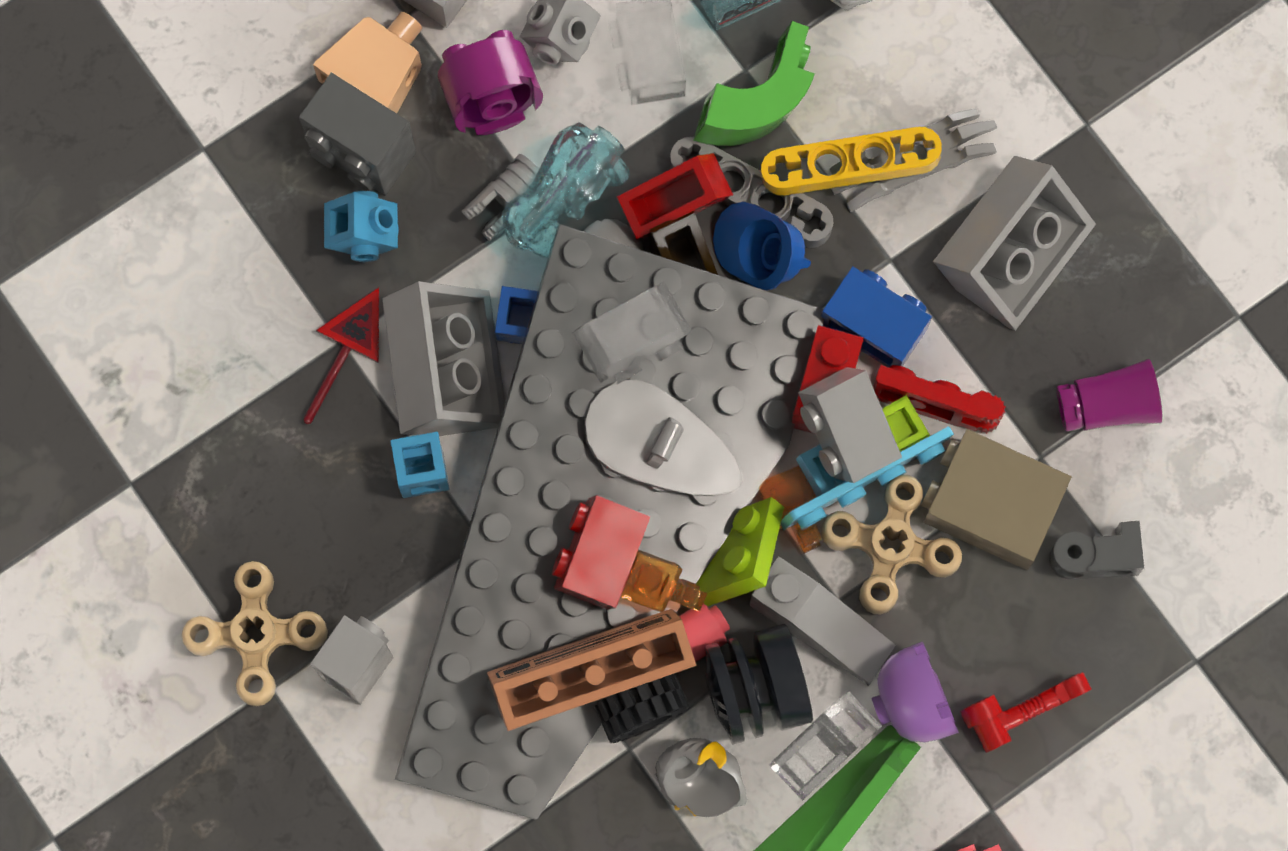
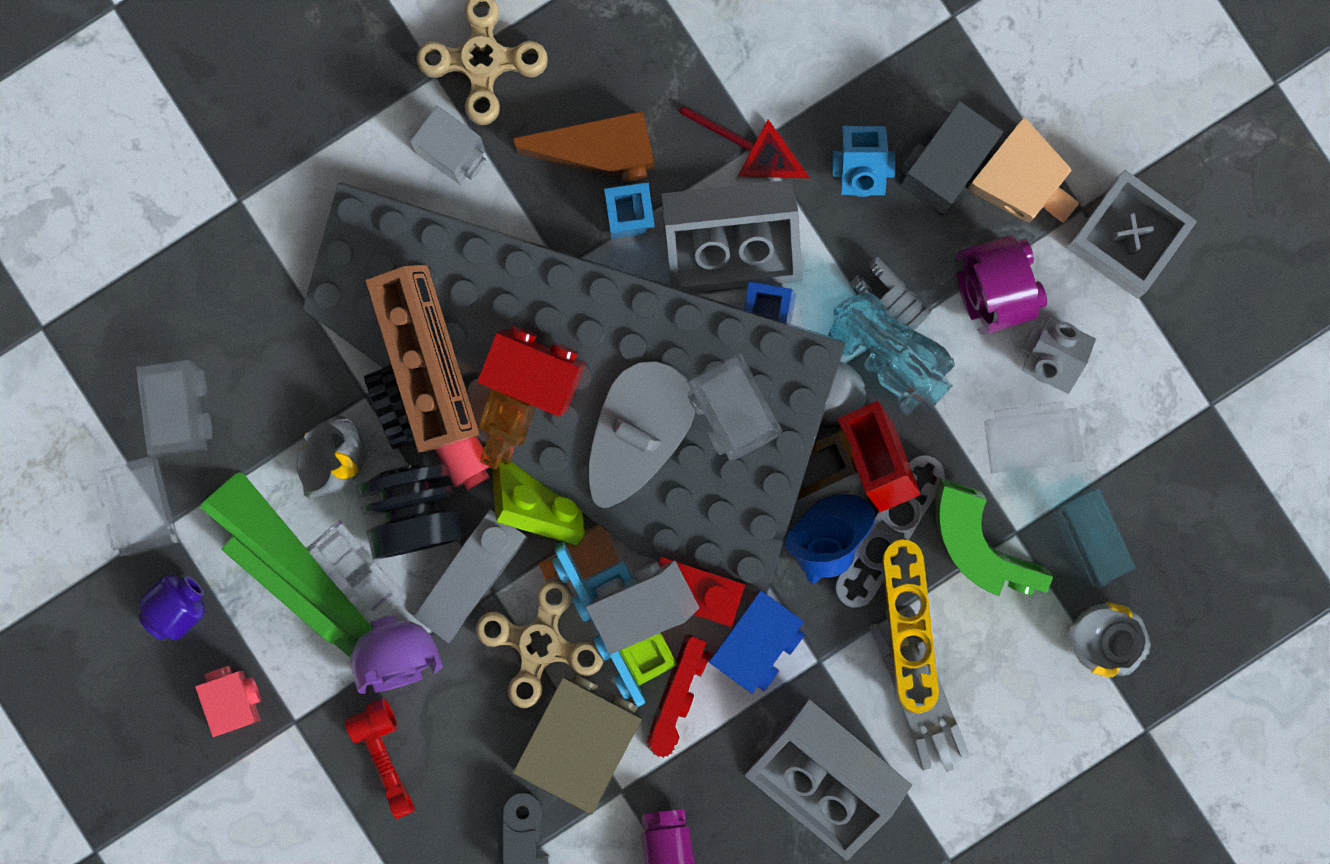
camera: 90 degrees right, 10 degrees up
(351, 502) = (601, 147): none -> dark orange slope

